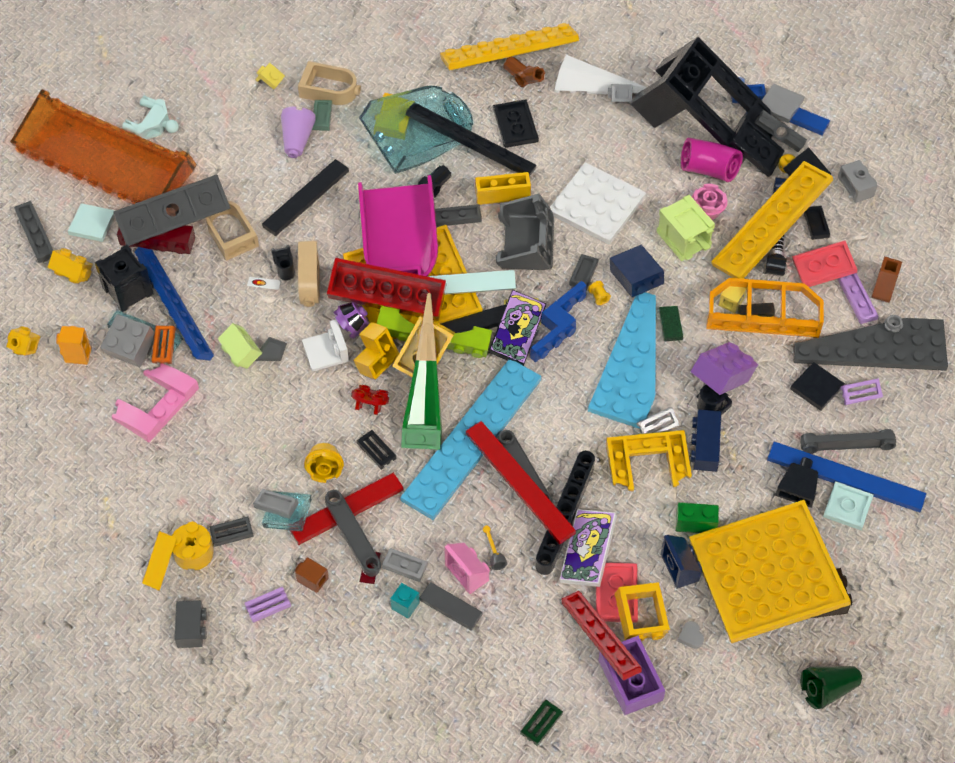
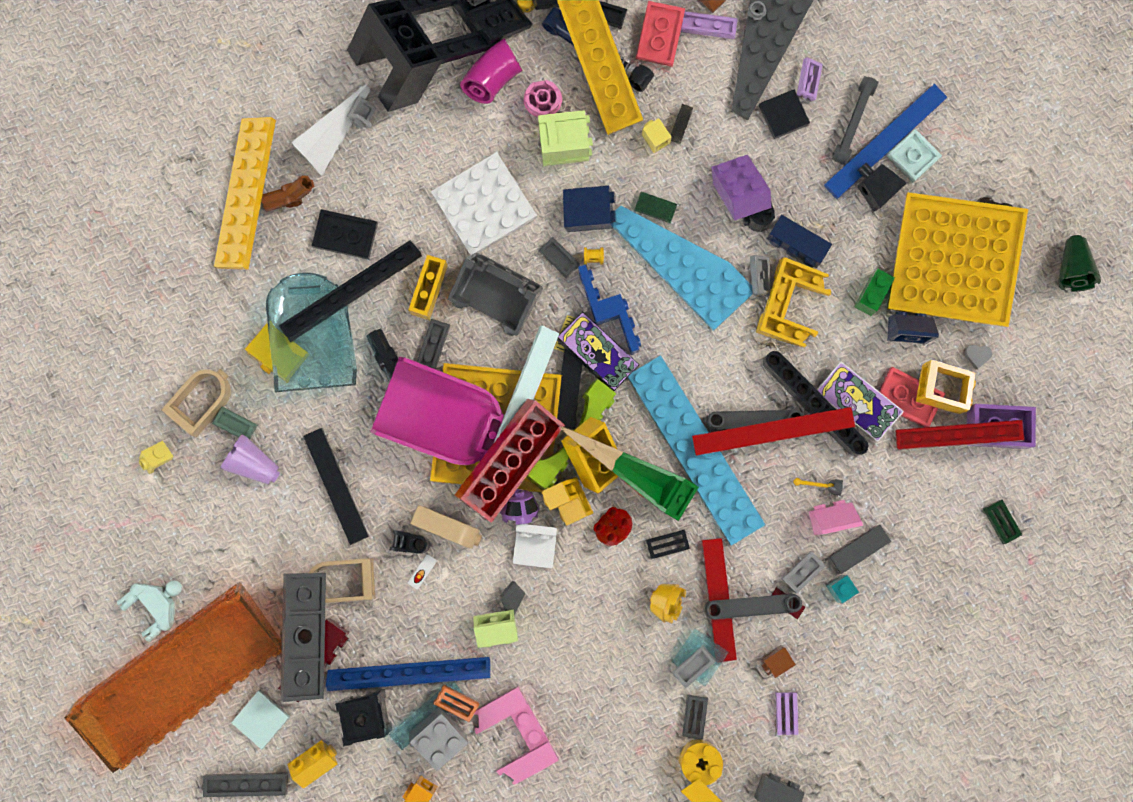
camera: 65 degrees left, 25 degrees up
(762, 324) = (704, 115): light orange plate -> none

